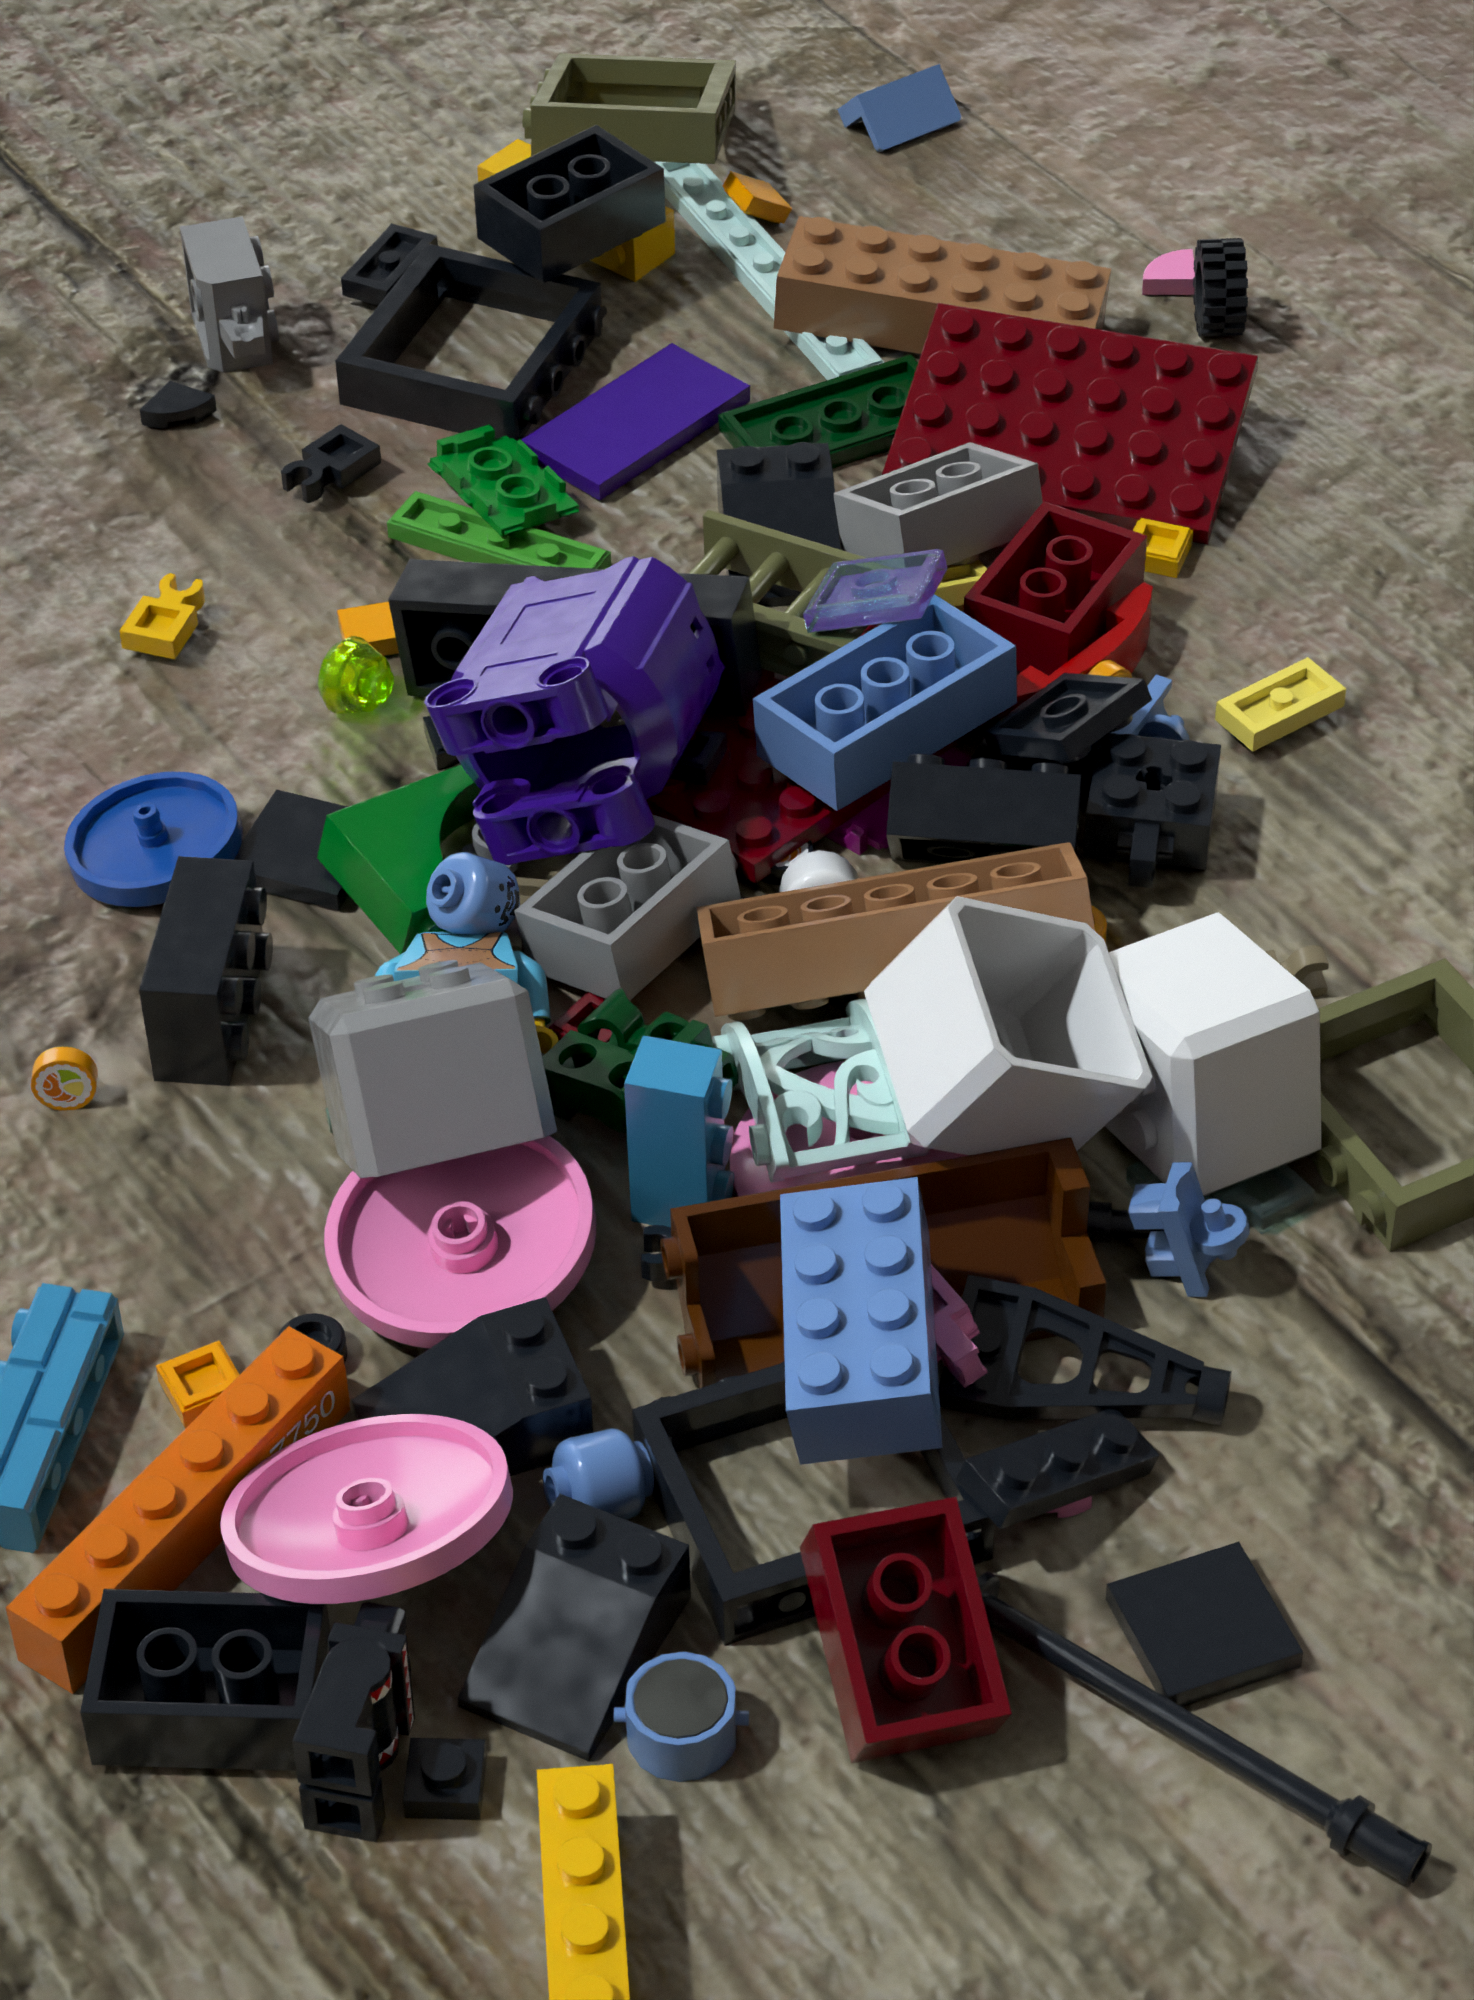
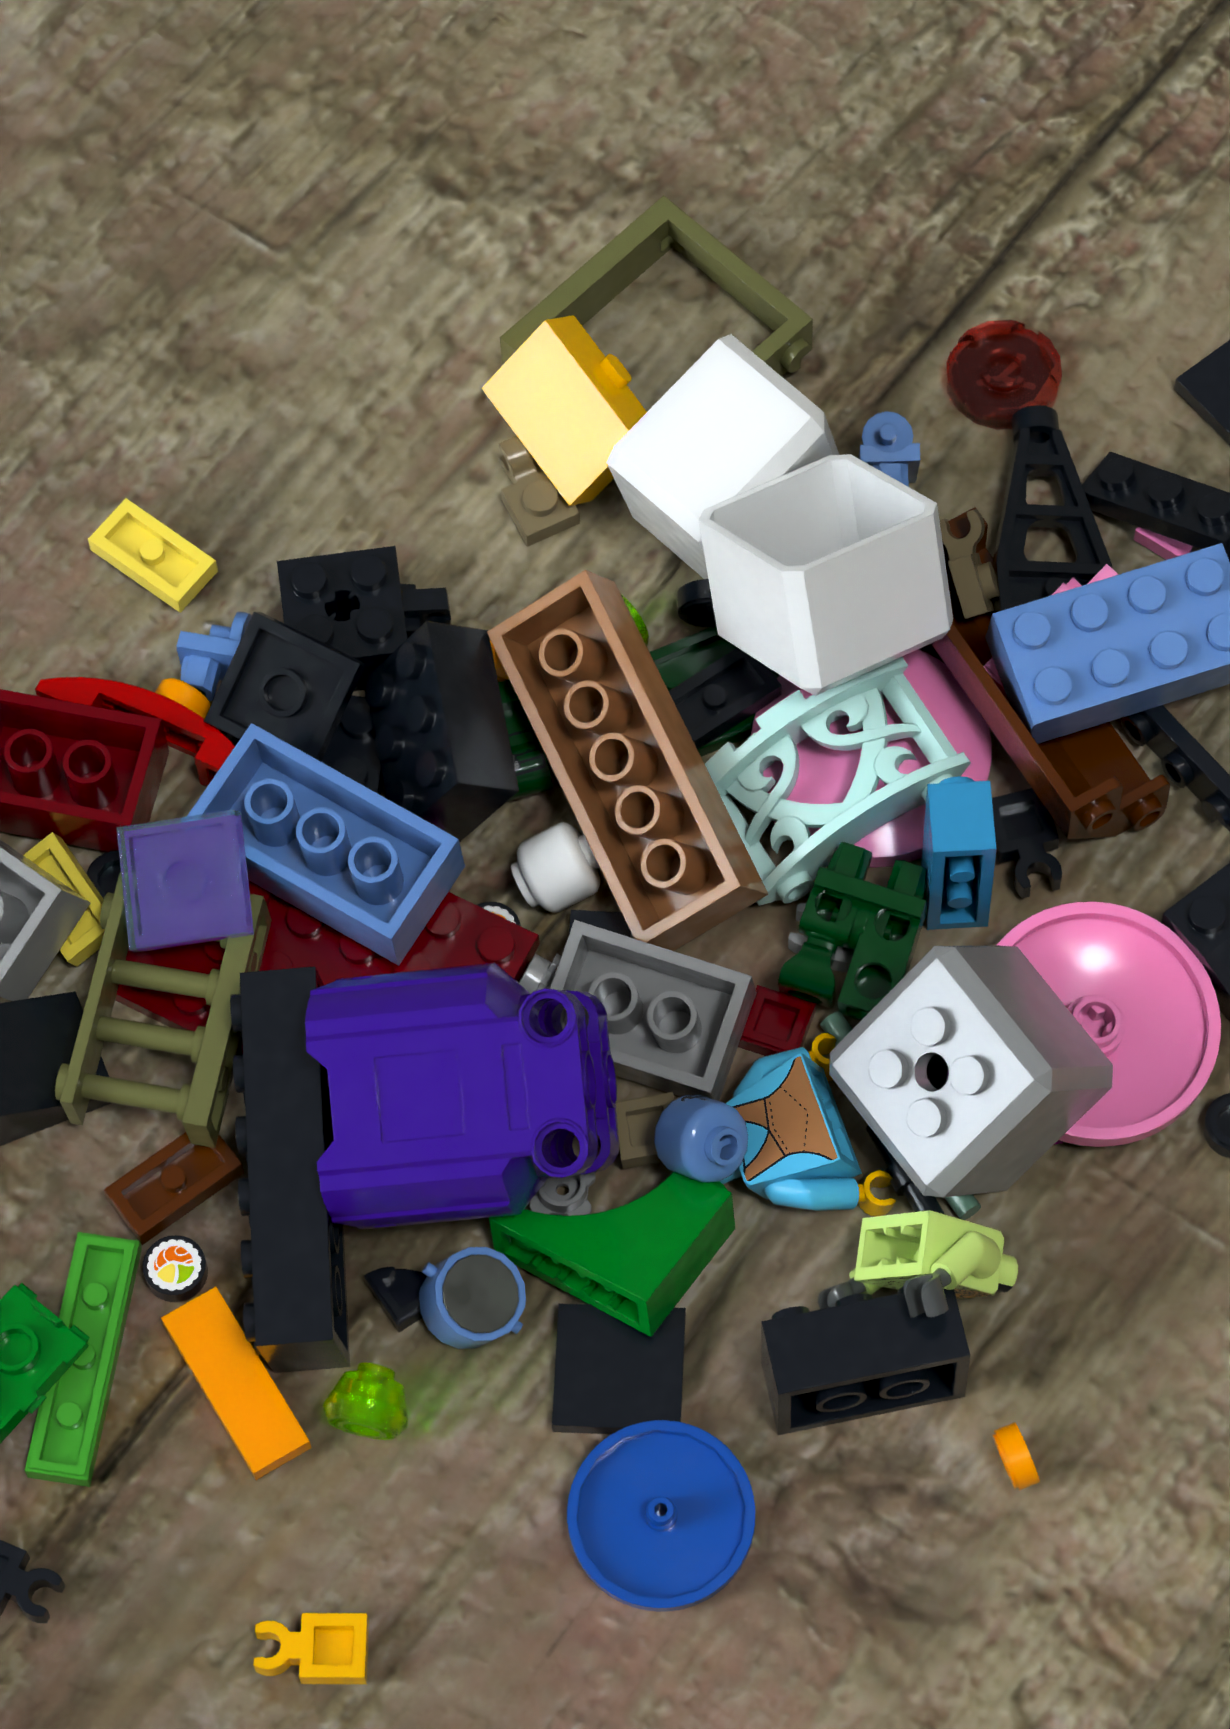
camera: 105 degrees left, 20 degrees up
(260, 1028) = (926, 1256): none -> yellowish green torso
(405, 746) = (472, 1297): none -> piece
(1029, 1257) = (973, 580): none -> dark tan plate
(1300, 1399) = (1002, 371): none -> clear red tile
(1364, 973) = (566, 405): none -> container

